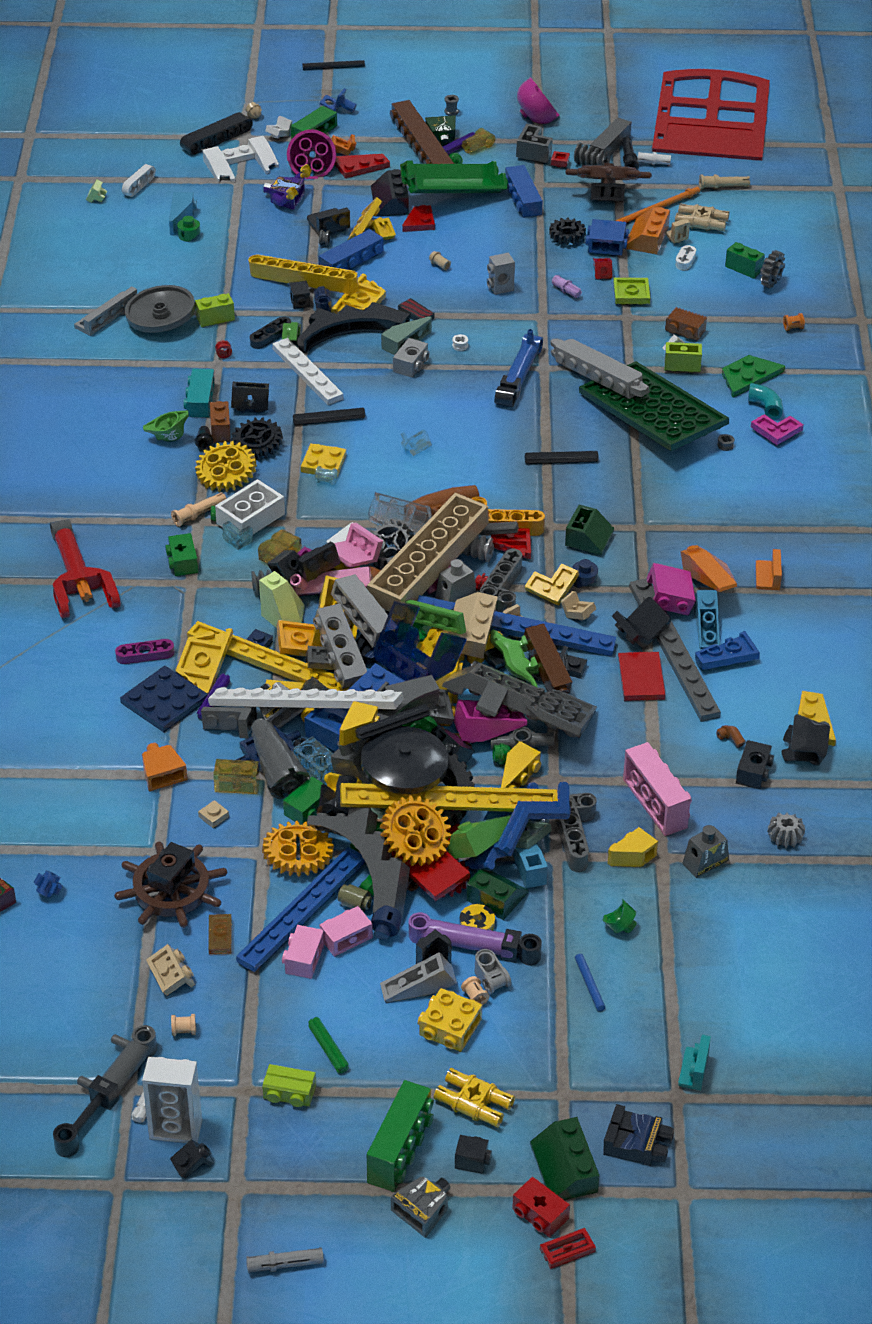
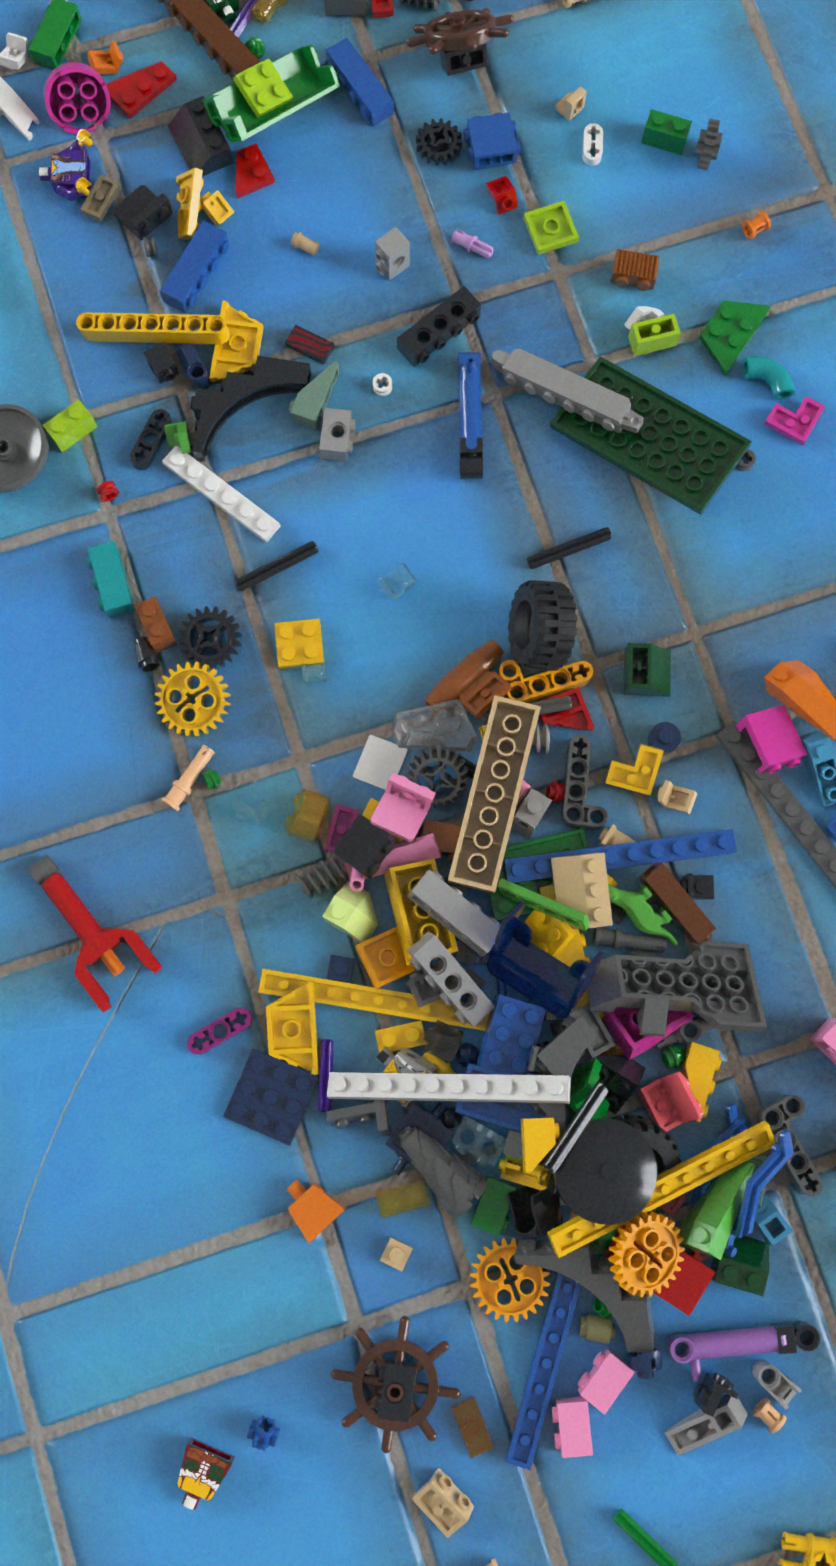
camera: 20 degrees left, 35 degrees up
(168, 426) = (96, 656): bright green hat -> none
(182, 554) = (199, 850): green brick -> none
(251, 506) = (251, 767): white brick -> none
(259, 395) = (174, 570): black brick -> none
(285, 563) = (338, 870): black brick -> none
(301, 208) = (100, 198): none -> dark tan plate
(447, 171) = (263, 88): none -> lime plate
(450, 1019) = (758, 1465): yellow brick -> none
(477, 912) = (740, 1315): yellow piece -> none
(491, 771) = (670, 1101): none -> coral bracket
(513, 473) = (542, 625): none -> black tyre
(518, 320) = (460, 302): none -> black brick
(641, 676) = (778, 877): red tile -> none
(644, 623) = (758, 803): black bracket -> none
(649, 230) = (534, 110): orange slope -> none
(687, 194) = (556, 23): orange bar -> none
(703, 217) = (589, 64): tan pin -> none

